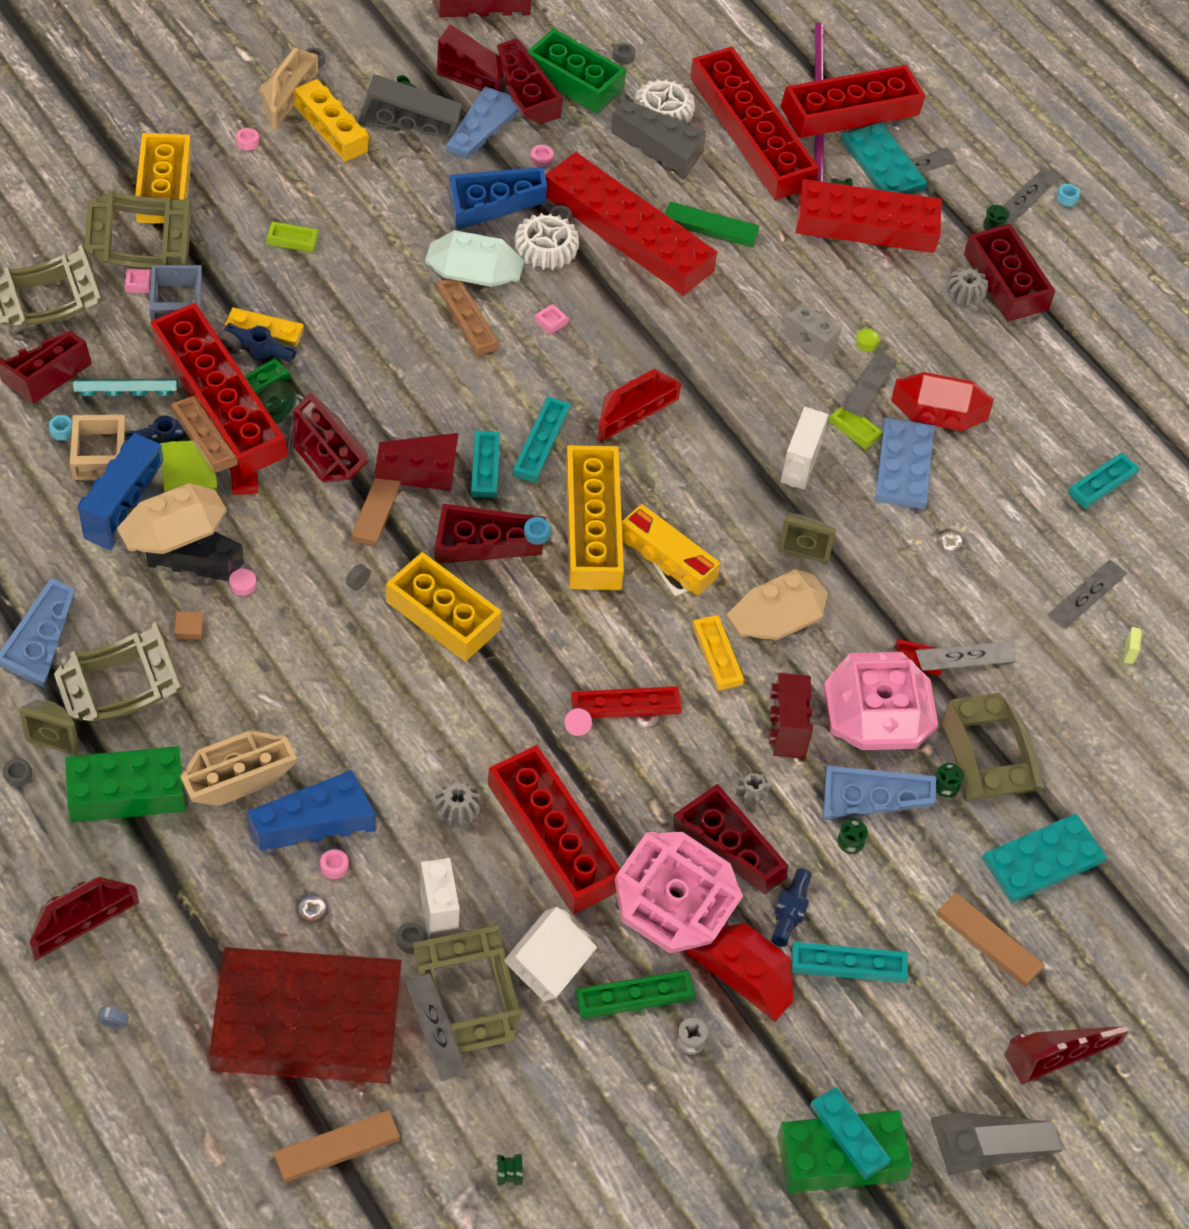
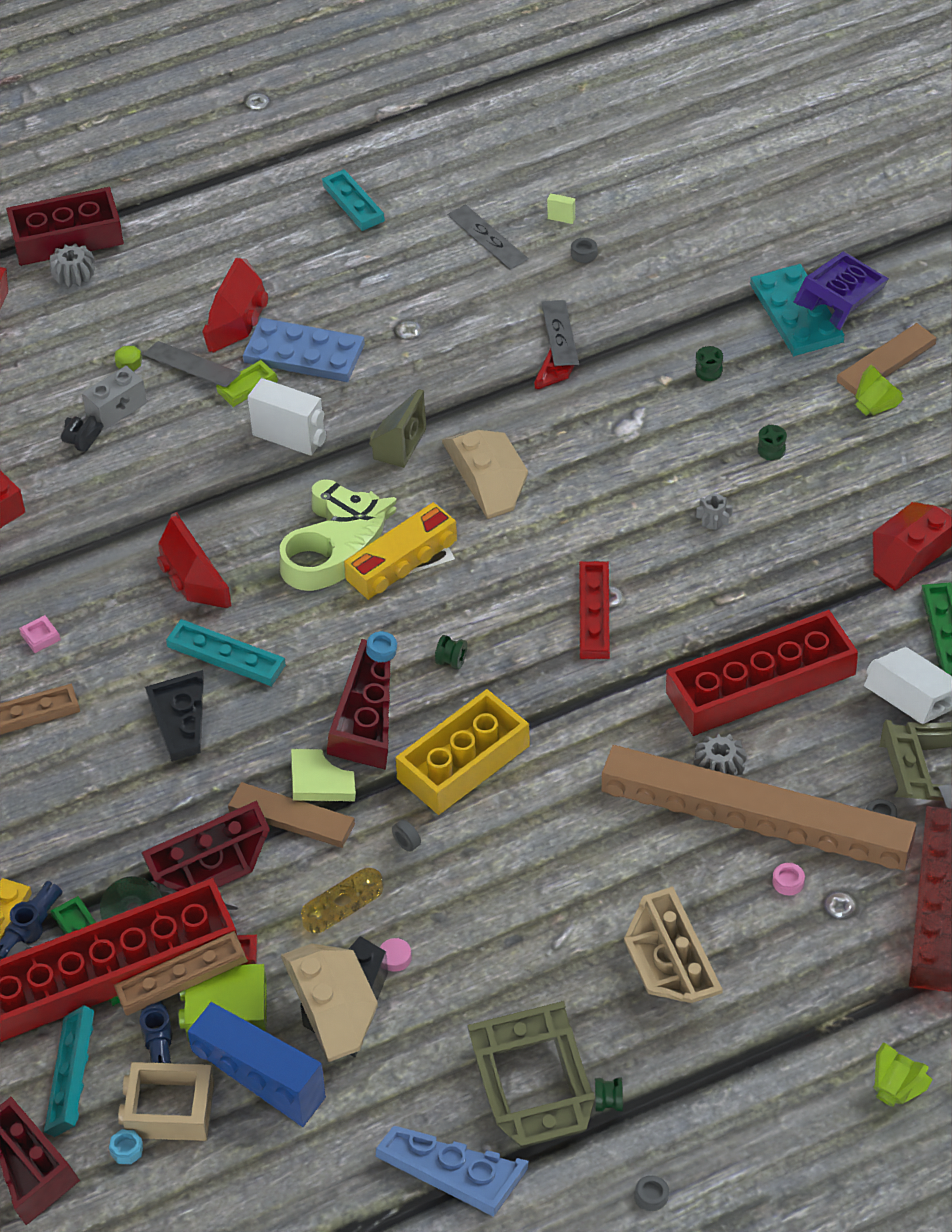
camera: 75 degrees left, 5 degrees down
(49, 726) = (598, 1143): olive slope -> none
(78, 912) = (855, 1123): dark red wedge -> none
(104, 733) = (608, 1094): none -> dark green wheel
(117, 944) = (898, 1077): none -> lime brick
(124, 784) = (683, 1071): green brick -> none
(189, 625) = (453, 1010): medium nougat tile -> none
(292, 531) = (347, 887): none -> clear yellow beam
(313, 813) = (729, 883): blue wedge -> none
(404, 836) = (759, 807): none -> medium nougat brick
(414, 513) = (318, 779): none -> yellowish green tile
(418, 461) = (250, 759): dark red wedge -> none
(439, 898) = (857, 768): white brick -> none
(479, 412) = (179, 713): none -> black wing
(485, 464) = (254, 707): teal plate -> none
(558, 594) = (451, 652): none -> dark green wheel
(577, 722) = (621, 649): bright pink tile -> none
(594, 518) = (351, 606): yellow brick -> none
(680, 865) = (849, 571): bright pink piece -> none
(694, 514) = (350, 525): none -> yellowish green animal
(718, 652) = (539, 524): yellow plate -> none
(727, 832) = (776, 530): dark red wedge -> none
(772, 318) = (81, 433): none -> black piece
(791, 715) = (628, 468): dark red wedge -> none
(791, 907) = (852, 496): dark blue pin -> none
(849, 962) = (914, 460): teal plate -> none
(867, 792) = (720, 422): medium blue wing -> none
(878, 723) = (614, 402): bright pink piece -> none
(930, 923) = (876, 393): none -> lime brick
(997, 780) = (708, 319): olive wedge -> none
(1068, 885) = (840, 284): none -> dark purple plate
(1085, 671) = (584, 250): none -> dark grey tile

